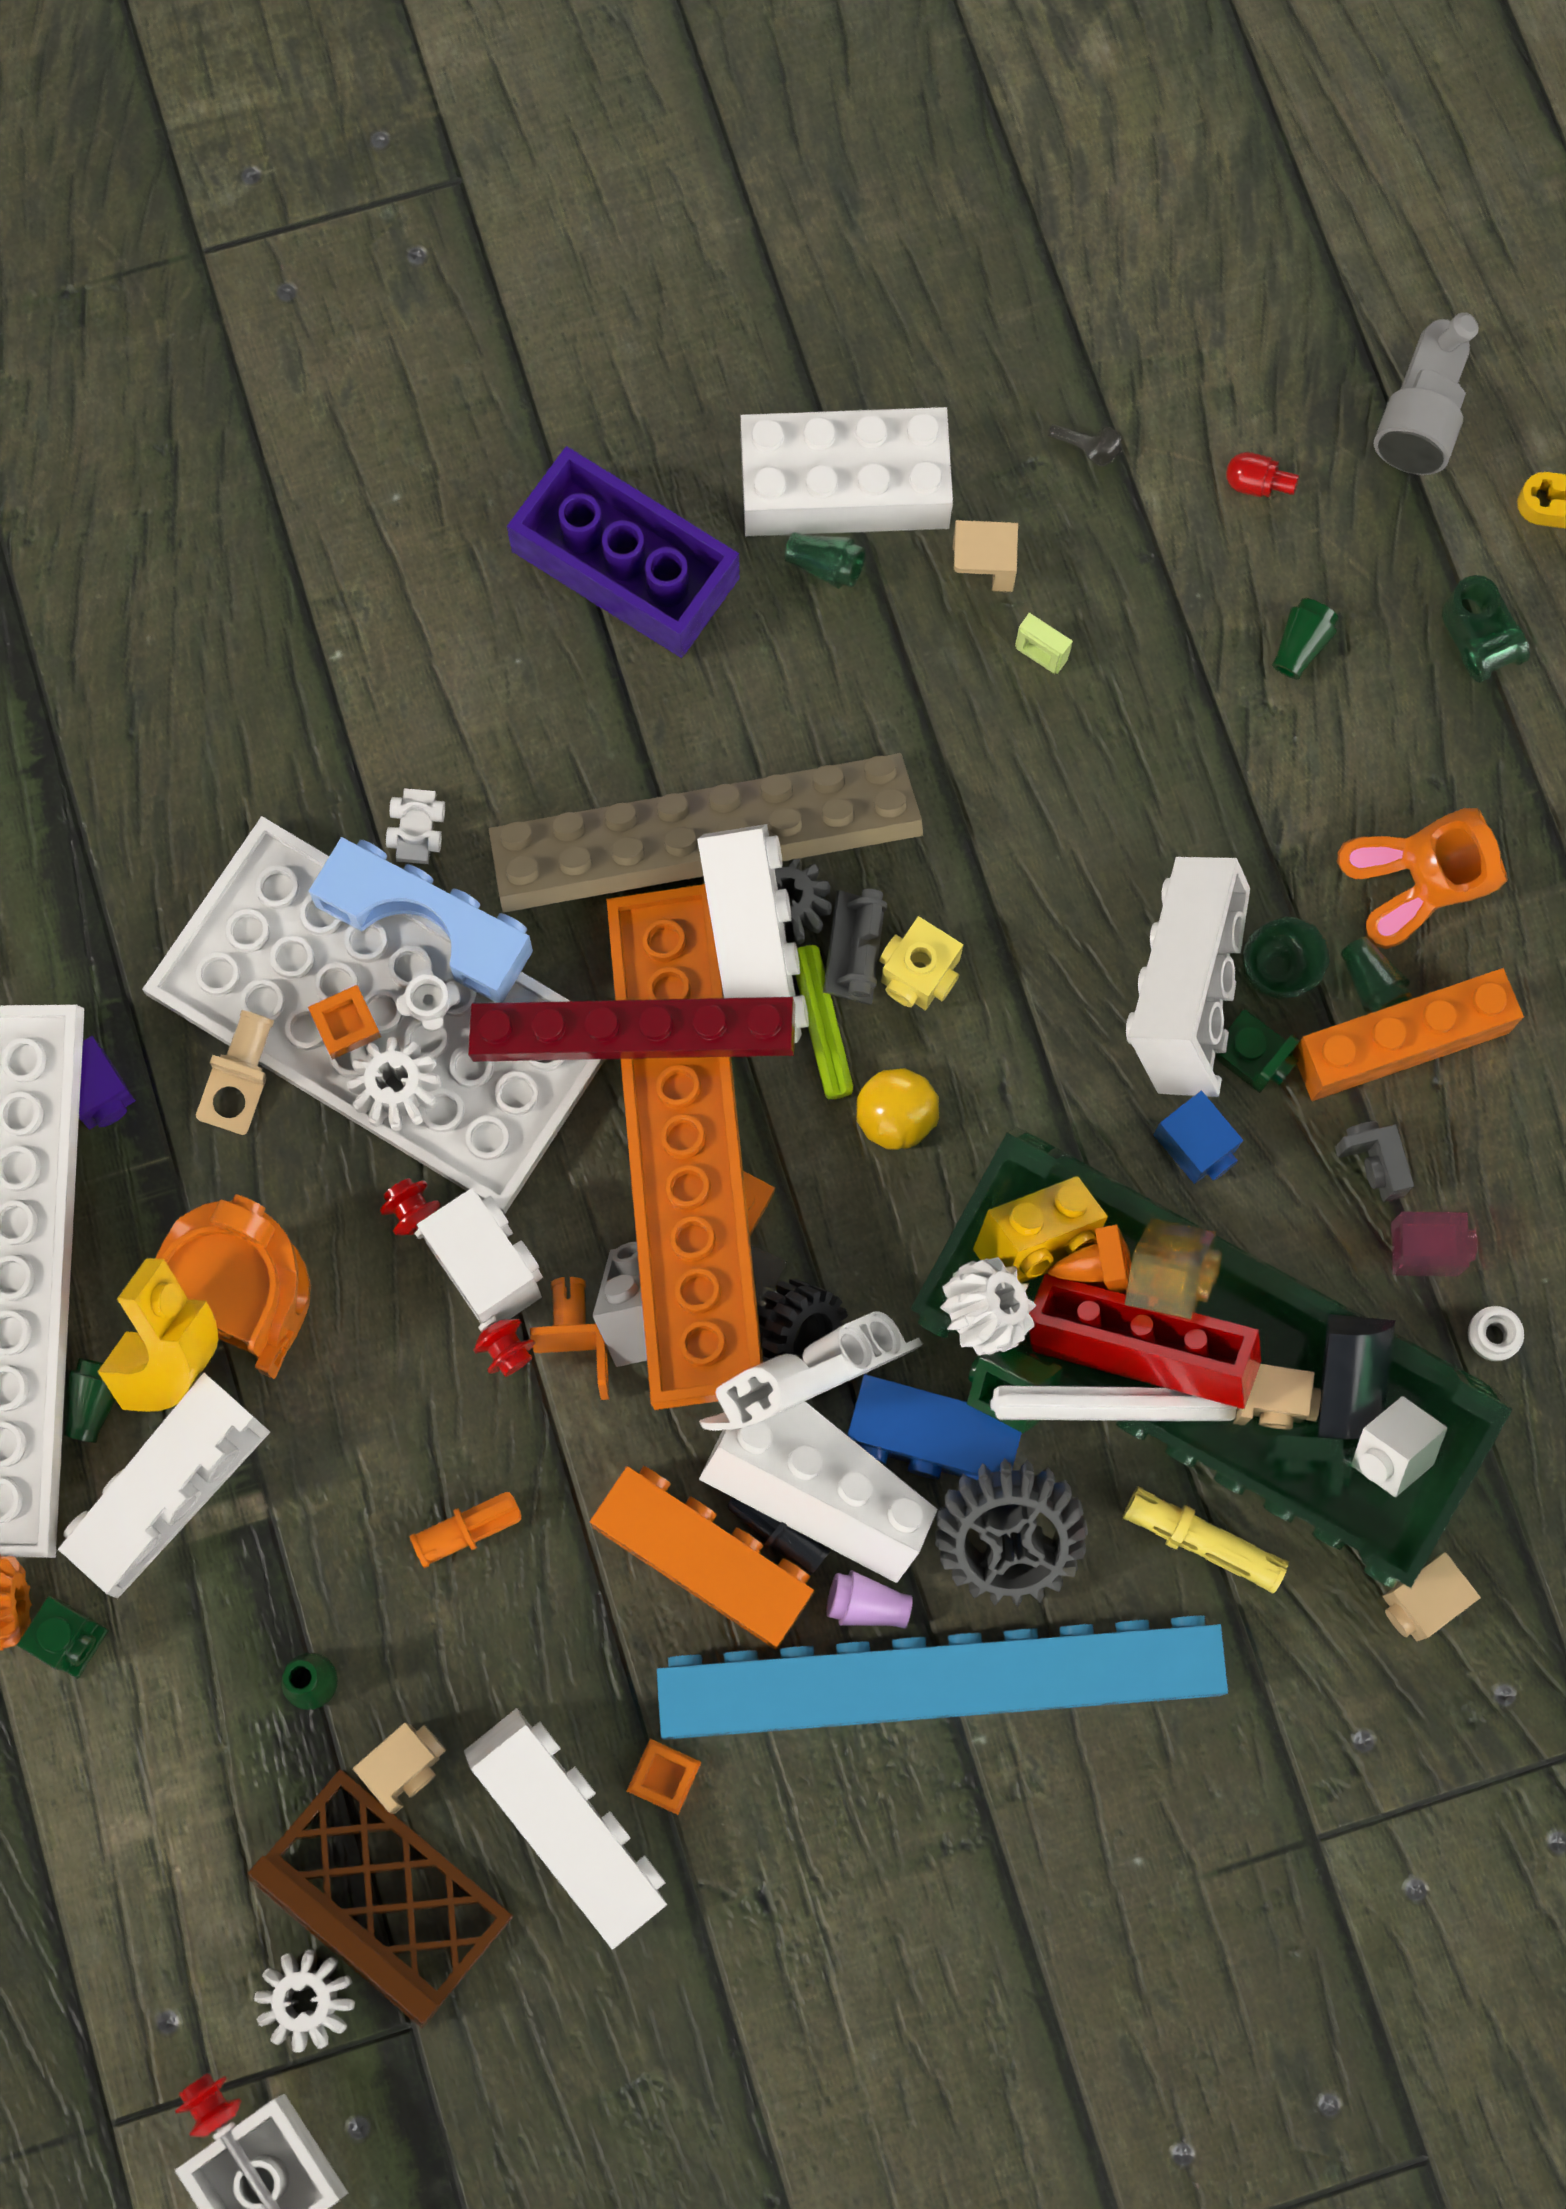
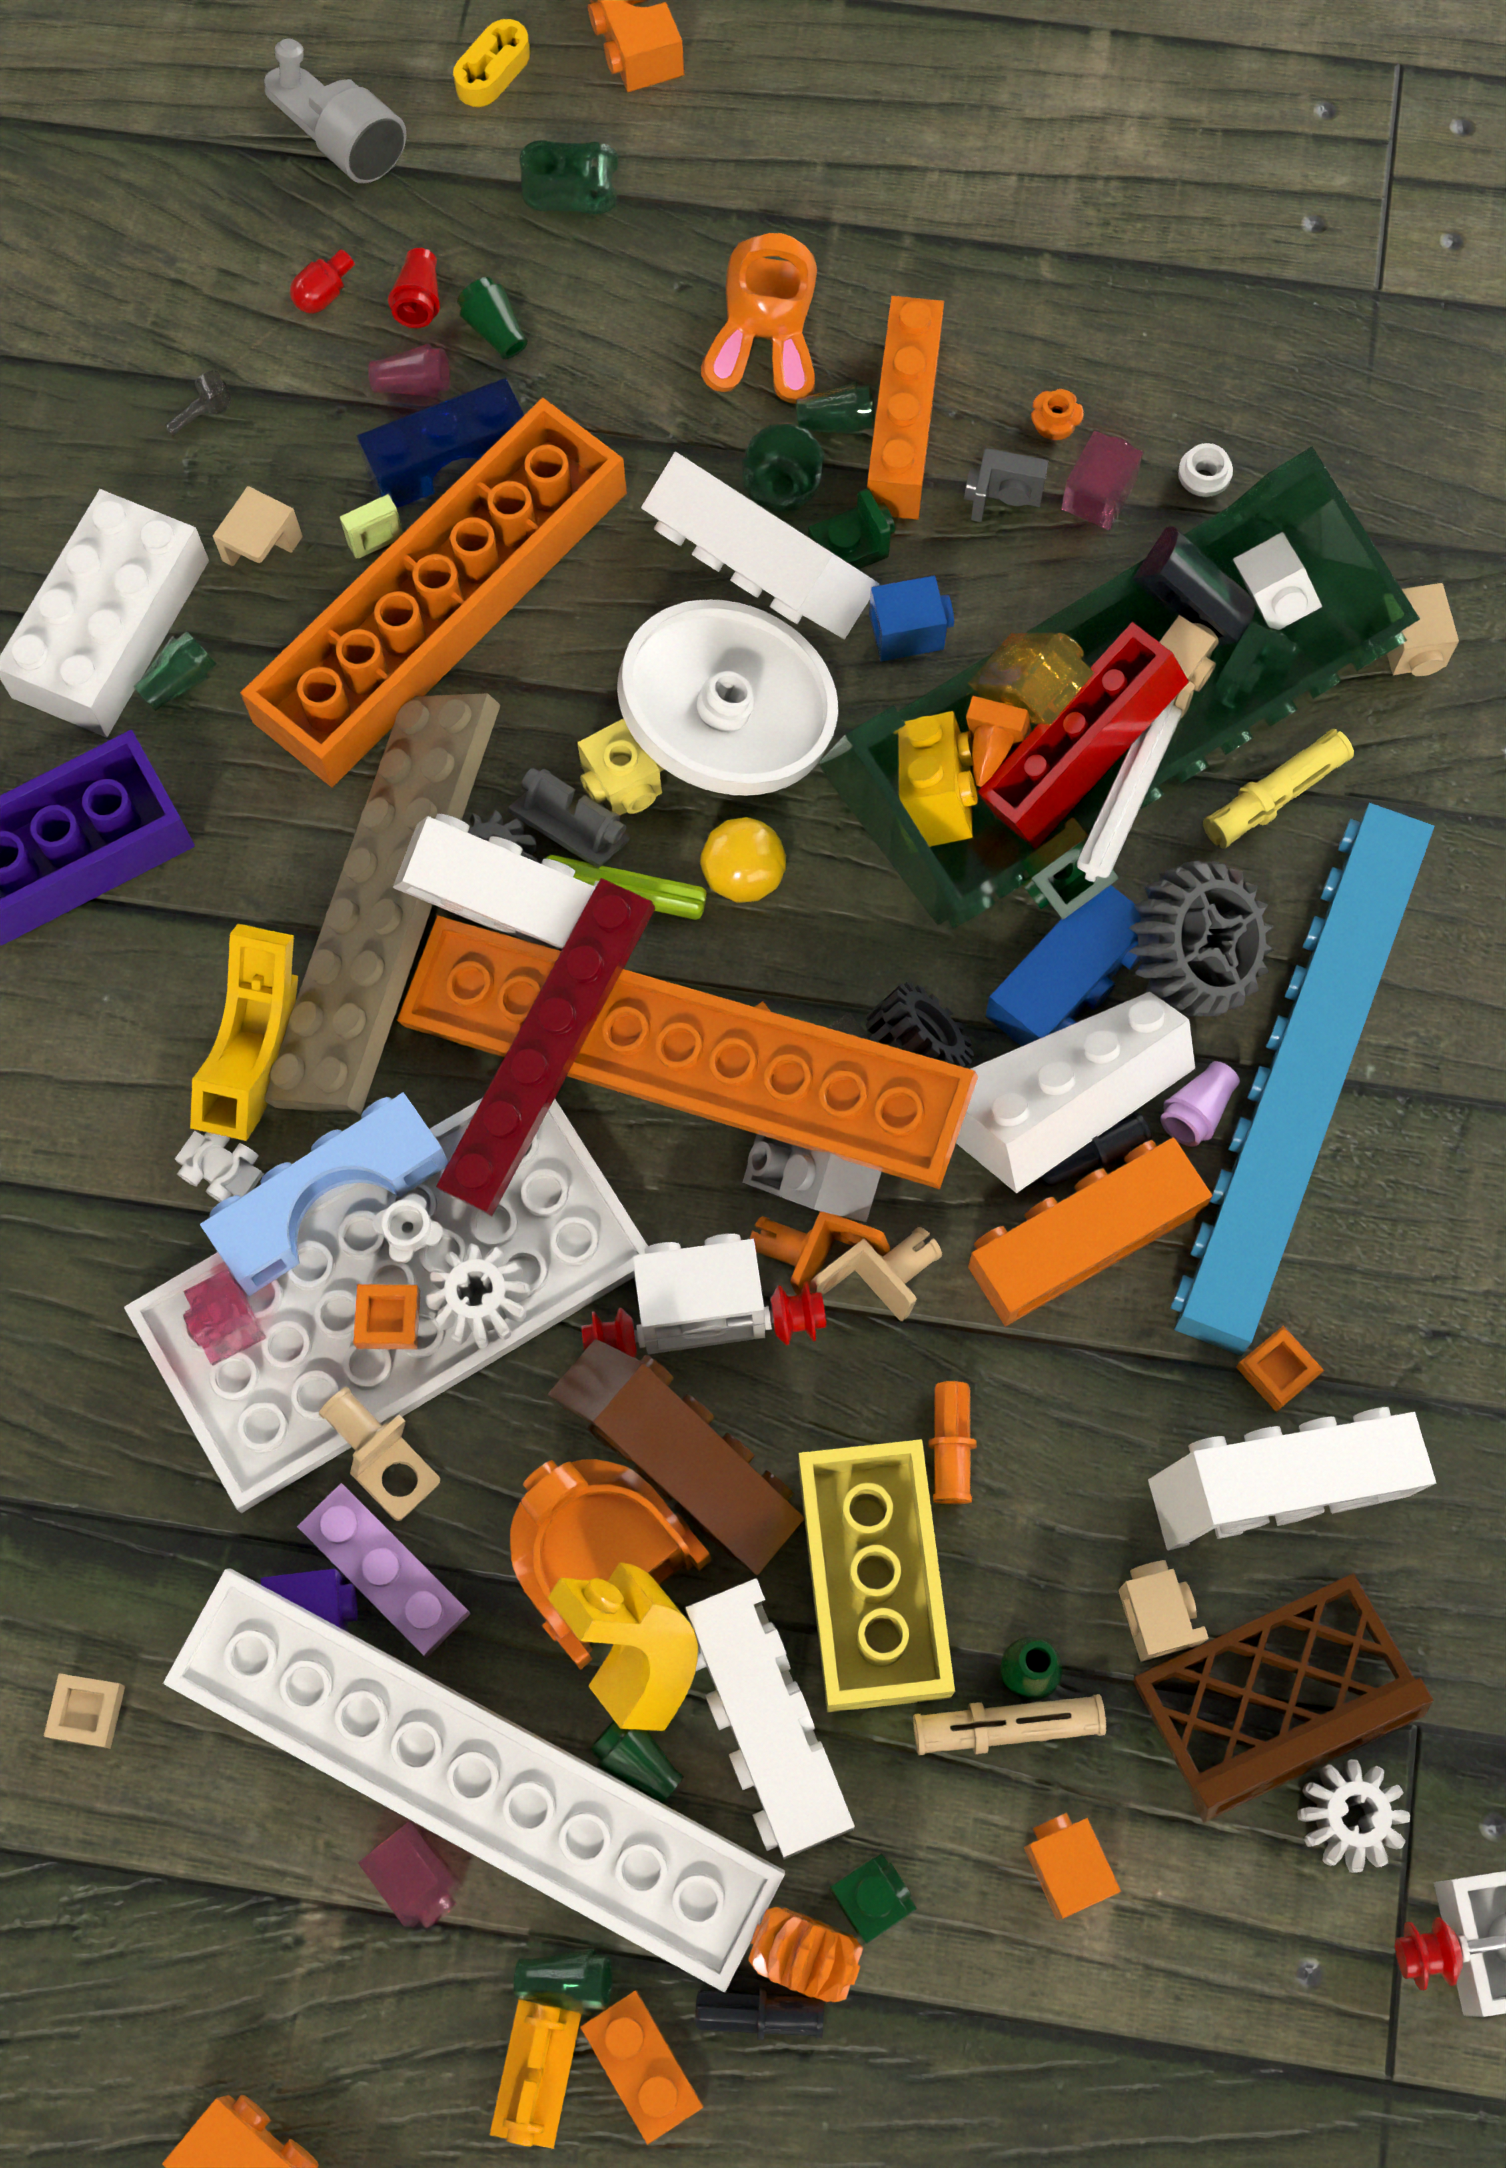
camera: 60 degrees left, 5 degrees down
(152, 1128) = (384, 1570): none -> lavender plate
(159, 1784) = (1070, 1865): none -> orange brick
(217, 1626) = (1081, 1716): none -> tan pin
(280, 895) = (221, 1317): none -> clear pink brick
(316, 1515) = (875, 1576): none -> light yellow brick
(333, 1306) = (680, 1452): none -> reddish brown wedge
(487, 799) = (257, 1010): none -> yellow arch
(586, 1407) = (885, 1273): none -> tan bracket
(825, 1364) = (986, 1042): white panel -> none
(988, 1306) = (991, 843): white gear -> none
(1008, 729) = (436, 591): none -> orange brick
(1032, 1020) = (727, 697): none -> white dish
(1126, 638) = (411, 450): none -> clear blue arch
(1213, 600) = (412, 372): none -> clear pink cone
(1295, 558) = (415, 292): none -> red cone
(1472, 1182) = (1056, 425): none -> orange plate

